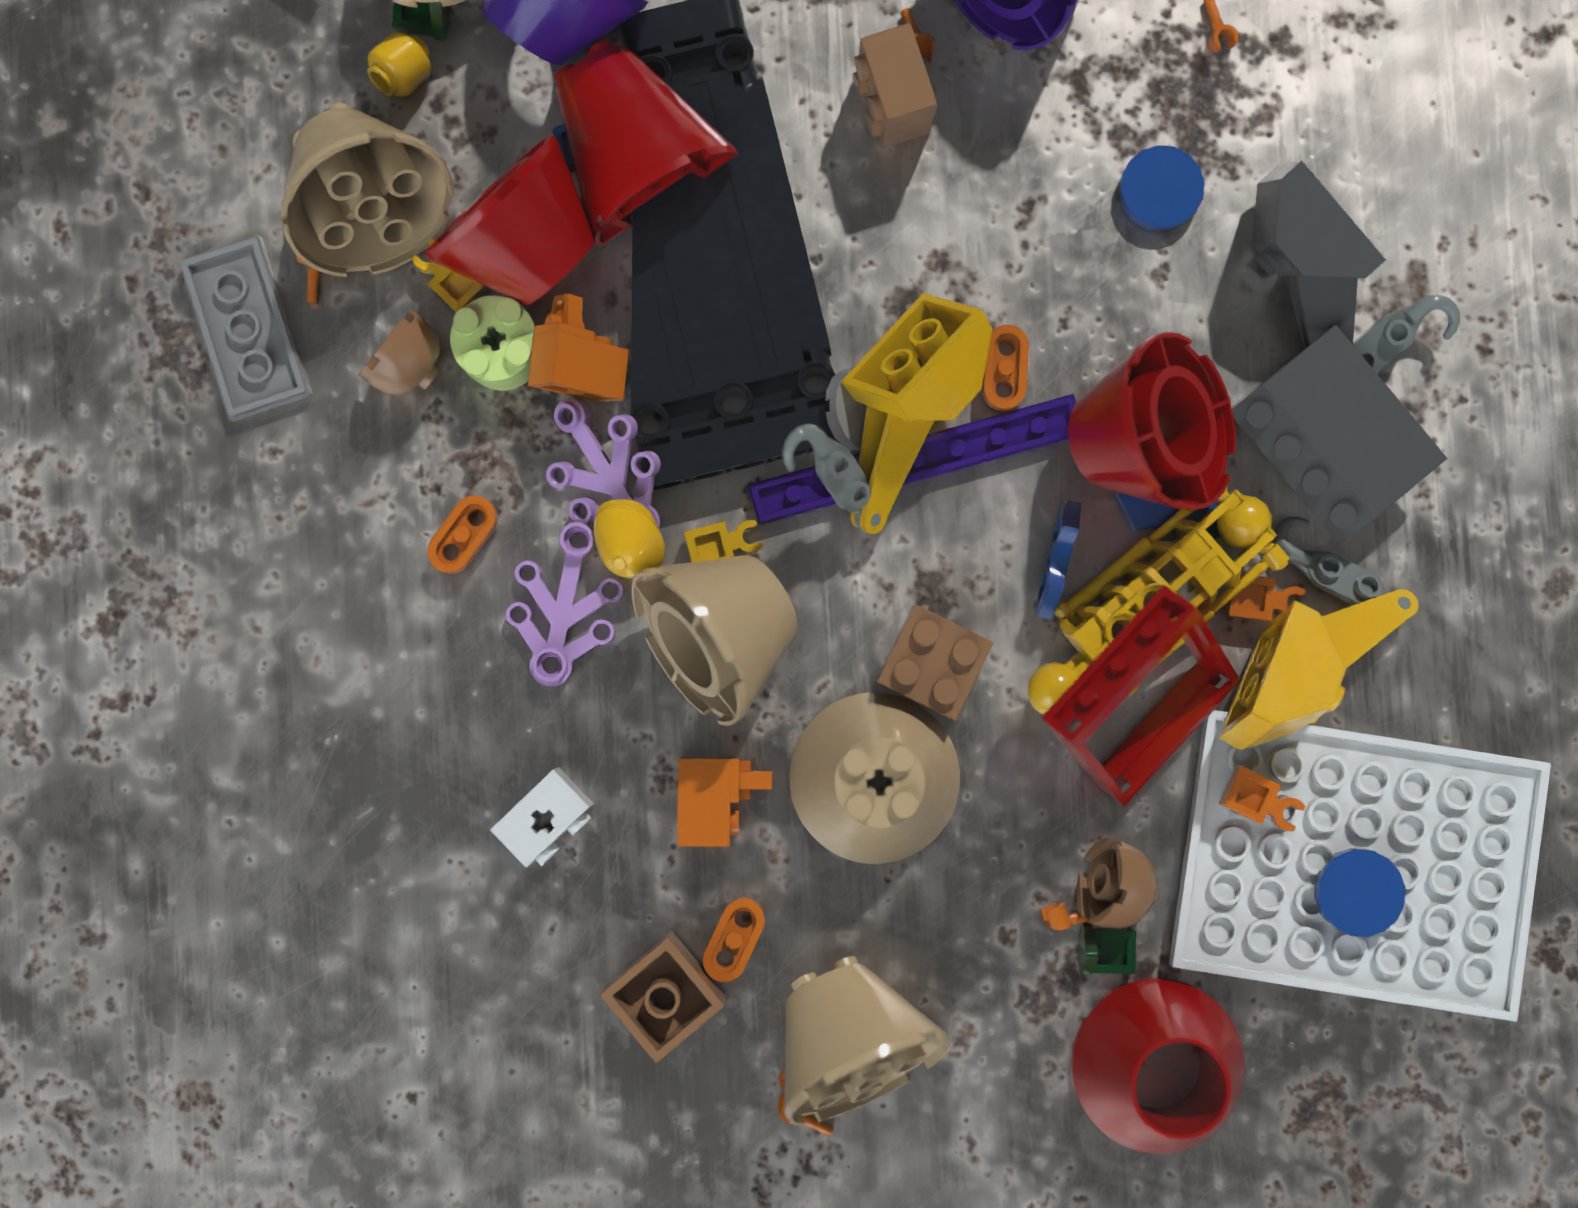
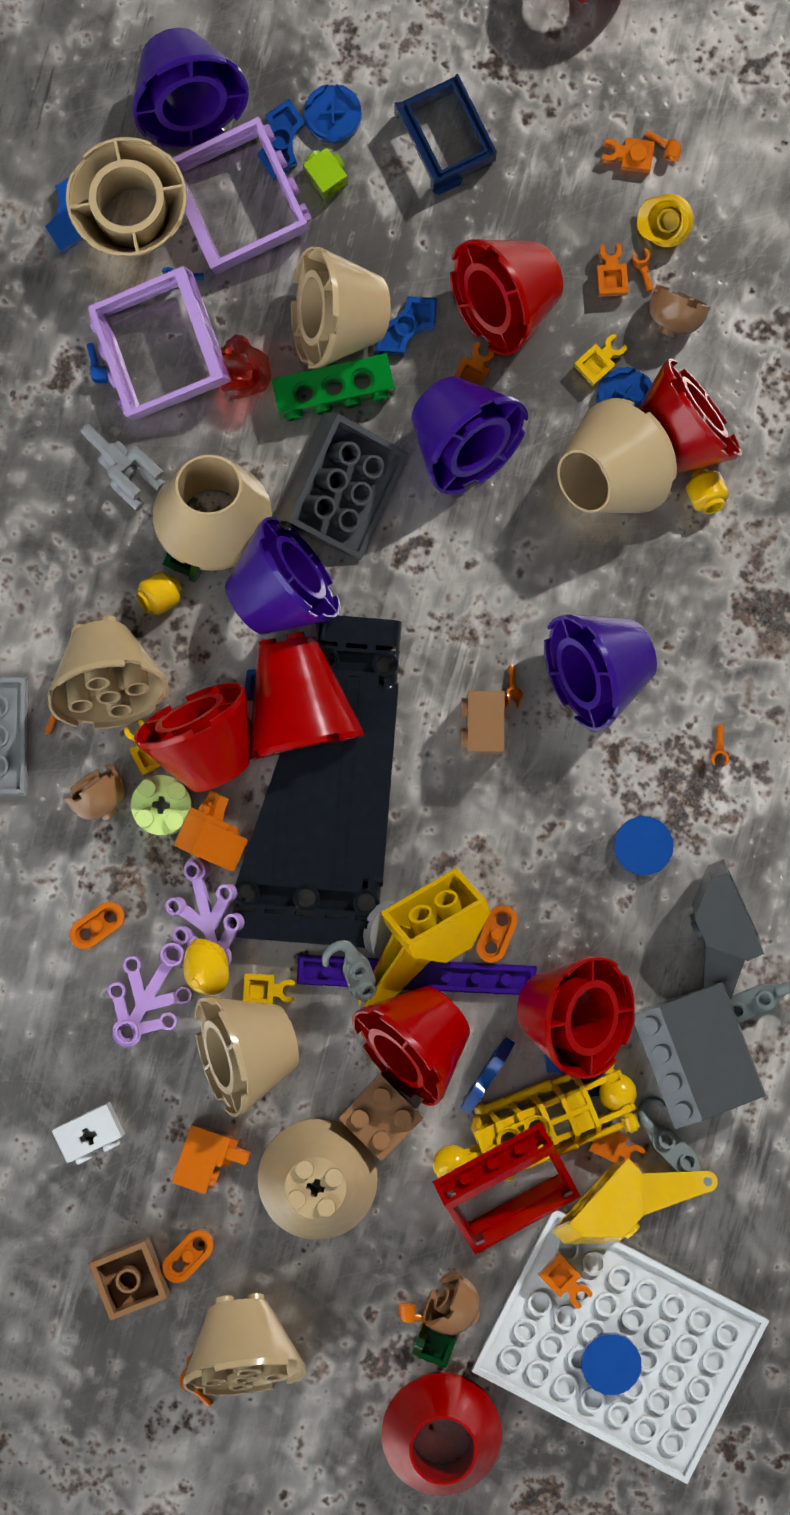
camera: 15 degrees right, 0 degrees up
(945, 542) = (415, 1040): none -> red cone

